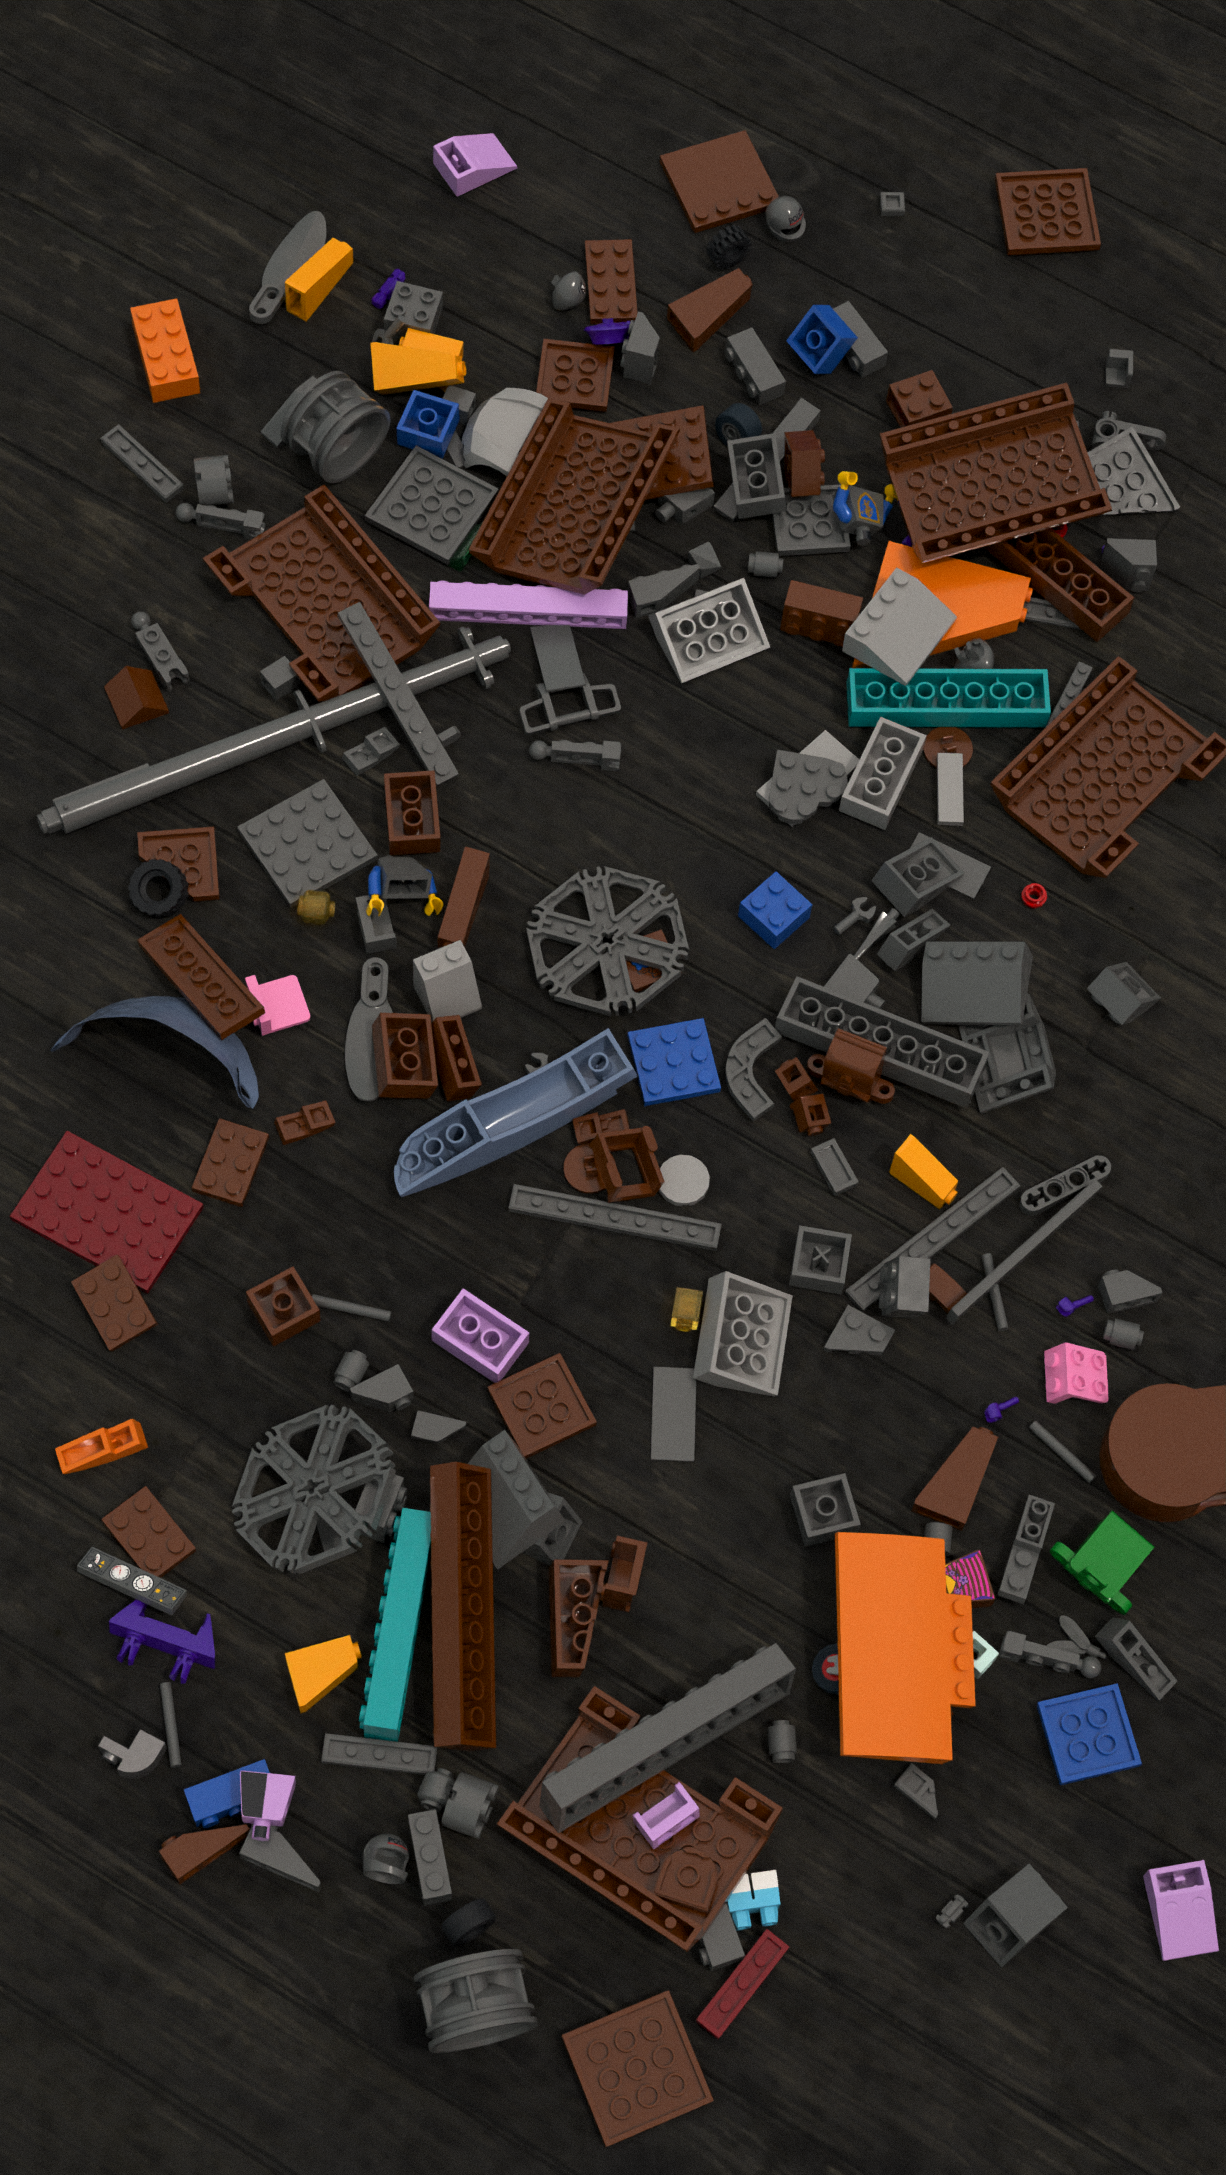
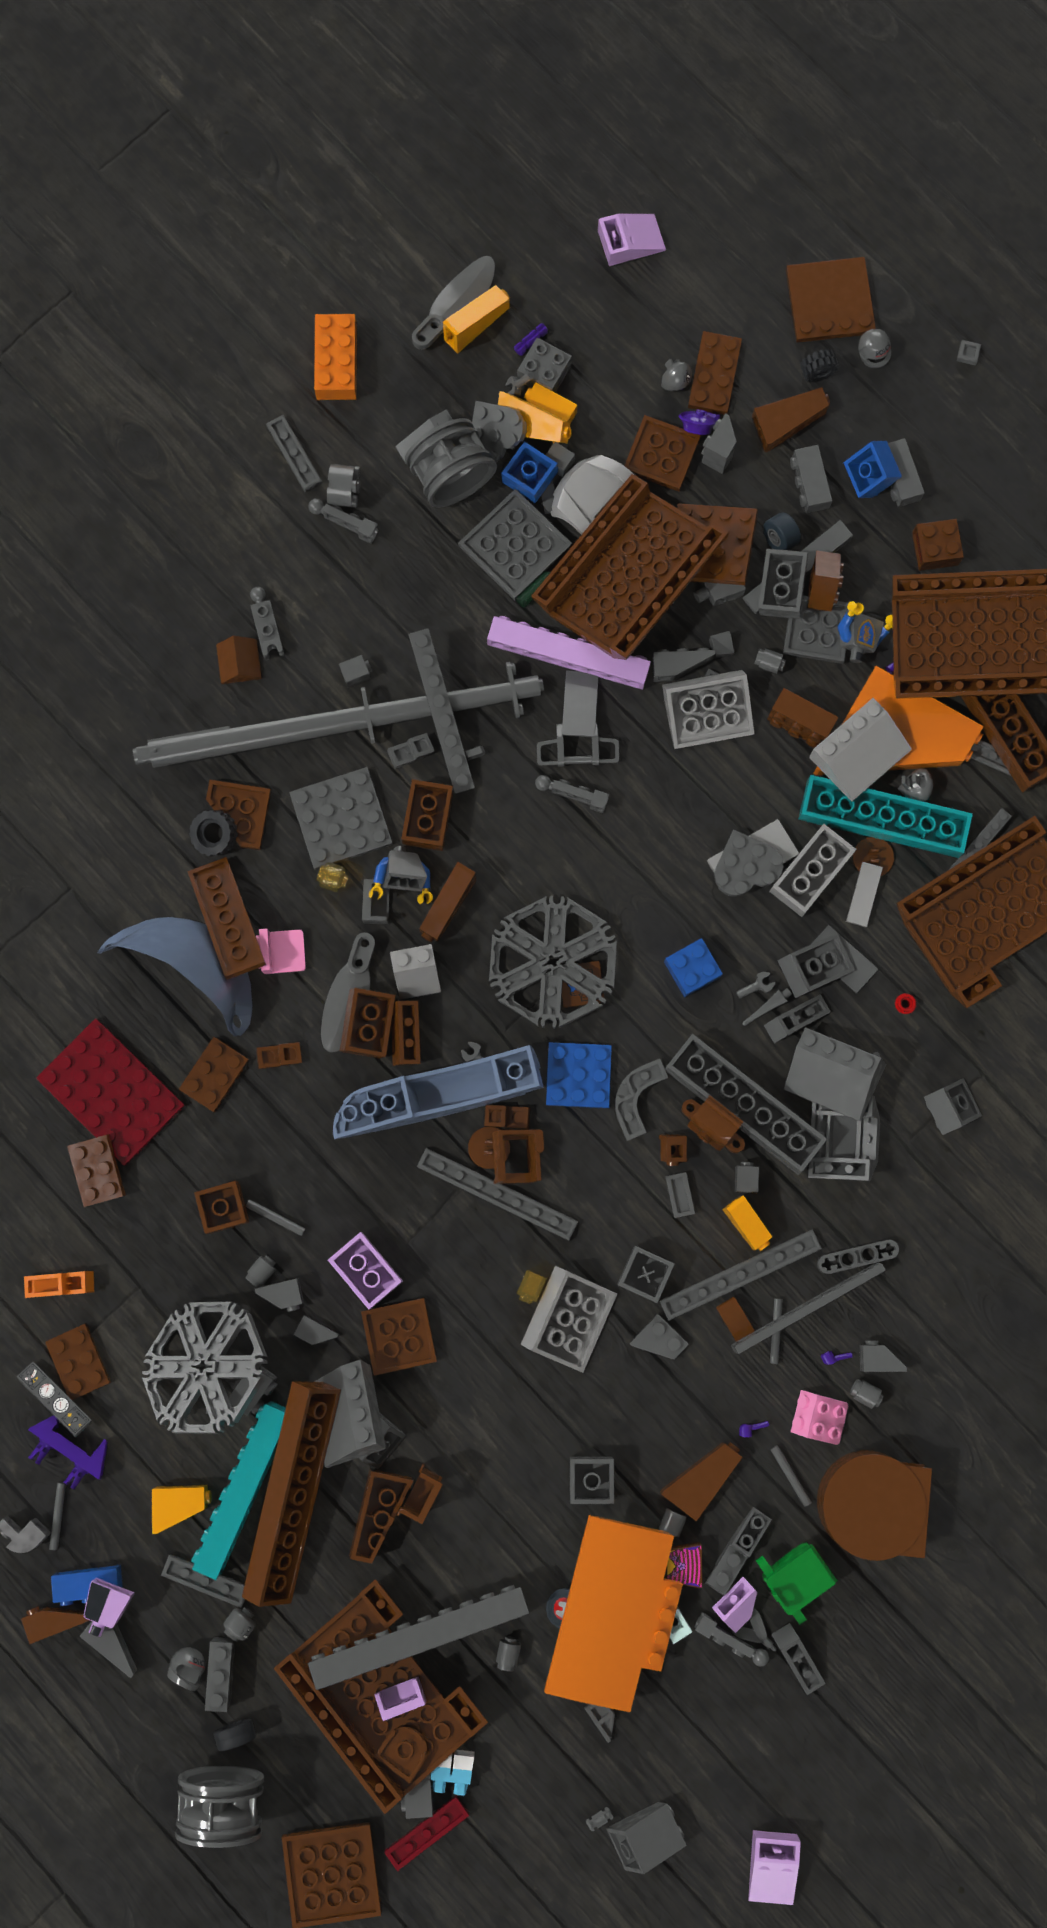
camera: 20 degrees right, 15 degrees up
(309, 573) = (402, 588): reddish brown slope -> none
(382, 378) = (498, 427): none -> dark grey plate
(469, 1805) = (259, 1645): dark grey brick -> none
(673, 1414) = (499, 1366): dark grey piece -> none
(684, 1180) = (559, 1177): light grey tile -> none
(795, 1079) = (663, 1110): reddish brown brick -> none
(856, 982) = (738, 1049): dark grey torso -> none
(905, 1287) = (704, 1317): dark grey brick -> none
(907, 1122) = (746, 1178): none -> dark grey brick
(1043, 1610) = (737, 1605): none -> lavender slope
(1088, 1734) = (744, 1709): blue plate -> none

